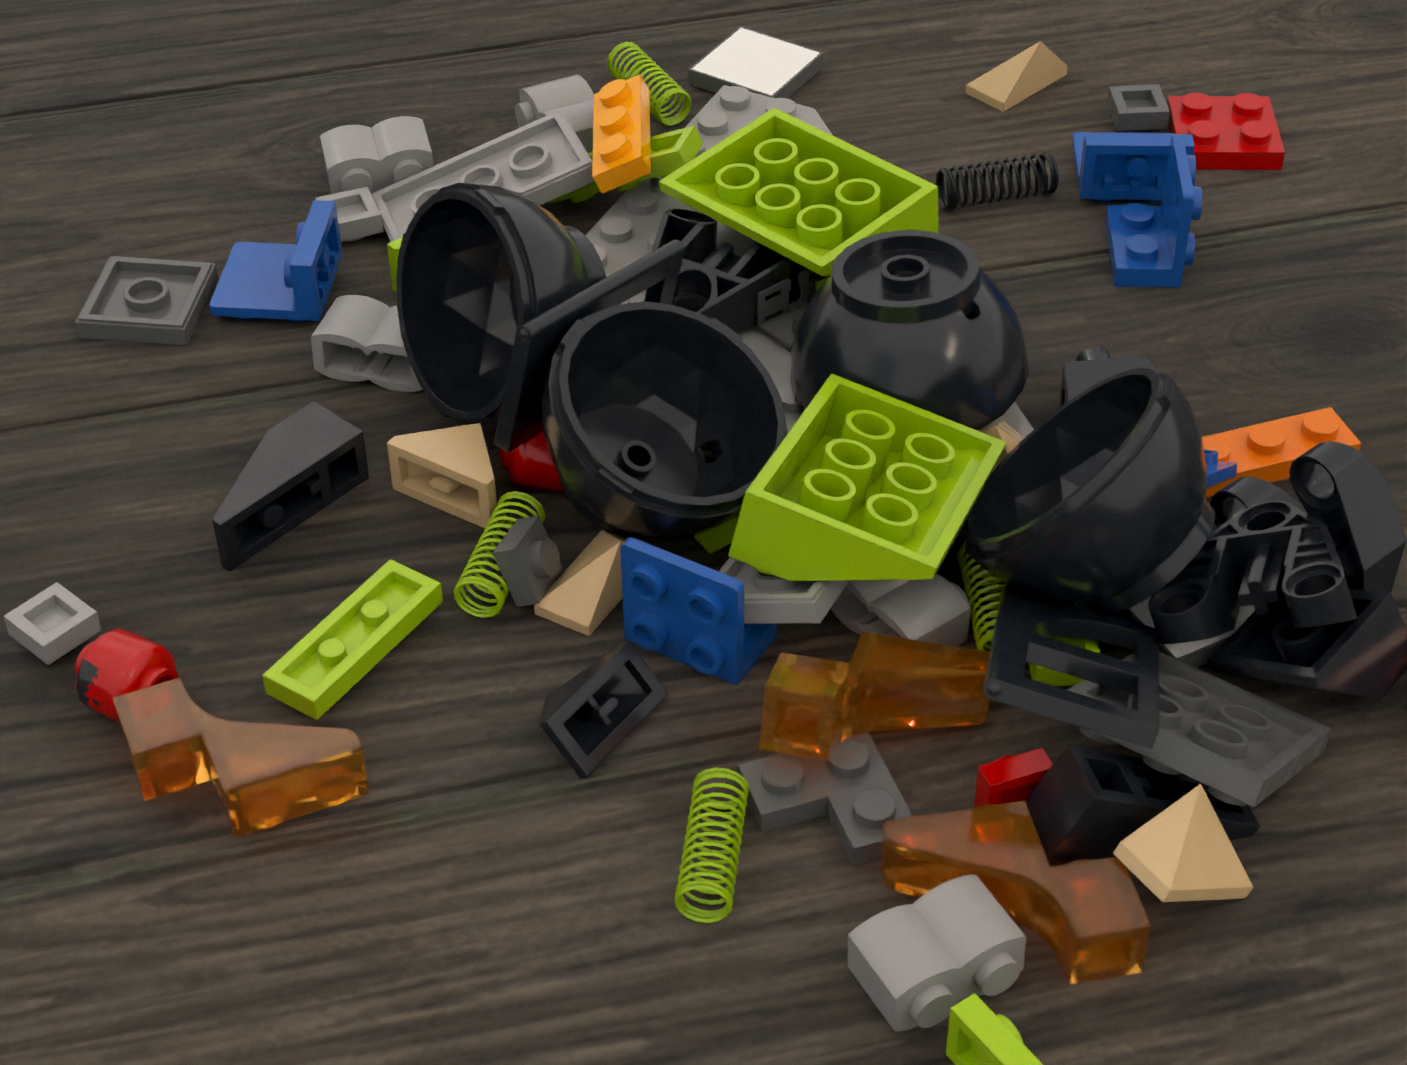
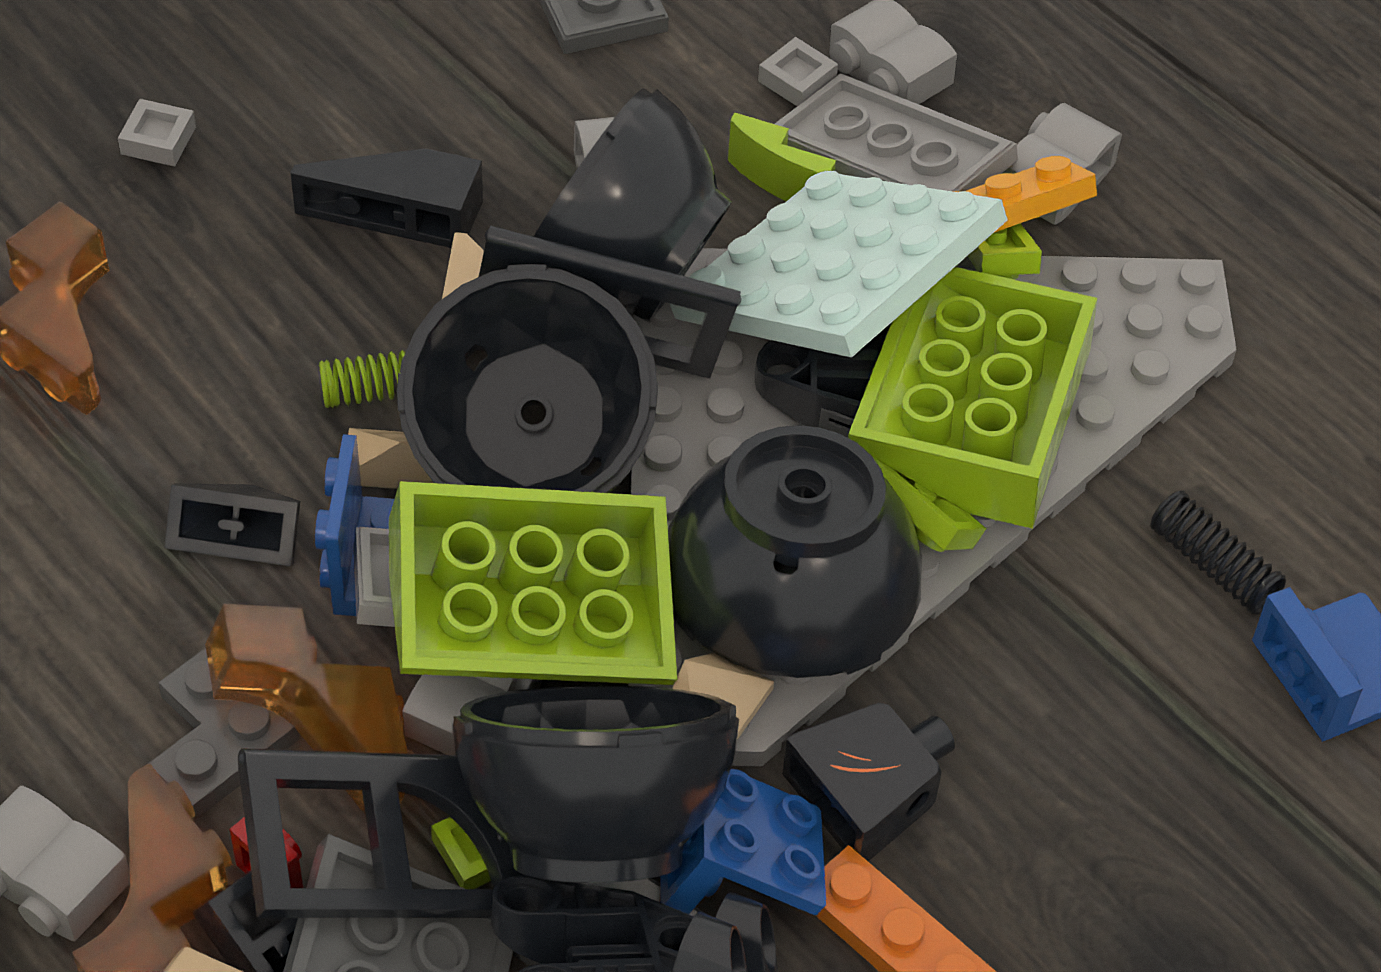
camera: 60 degrees right, 10 degrees up
(120, 665) = (115, 200): red head -> none
(283, 278) = (682, 62): blue bracket -> none
(352, 639) = (235, 323): lime plate -> none
(528, 561) = (372, 396): dark grey plate -> none
(643, 58) = (1197, 177): lime piece -> none
(653, 187) = (846, 259): none -> light aqua plate
(707, 885) = (45, 681): lime piece -> none
(756, 63) = (1287, 276): white tile -> none
(1154, 242) = (1215, 721): blue bracket -> none

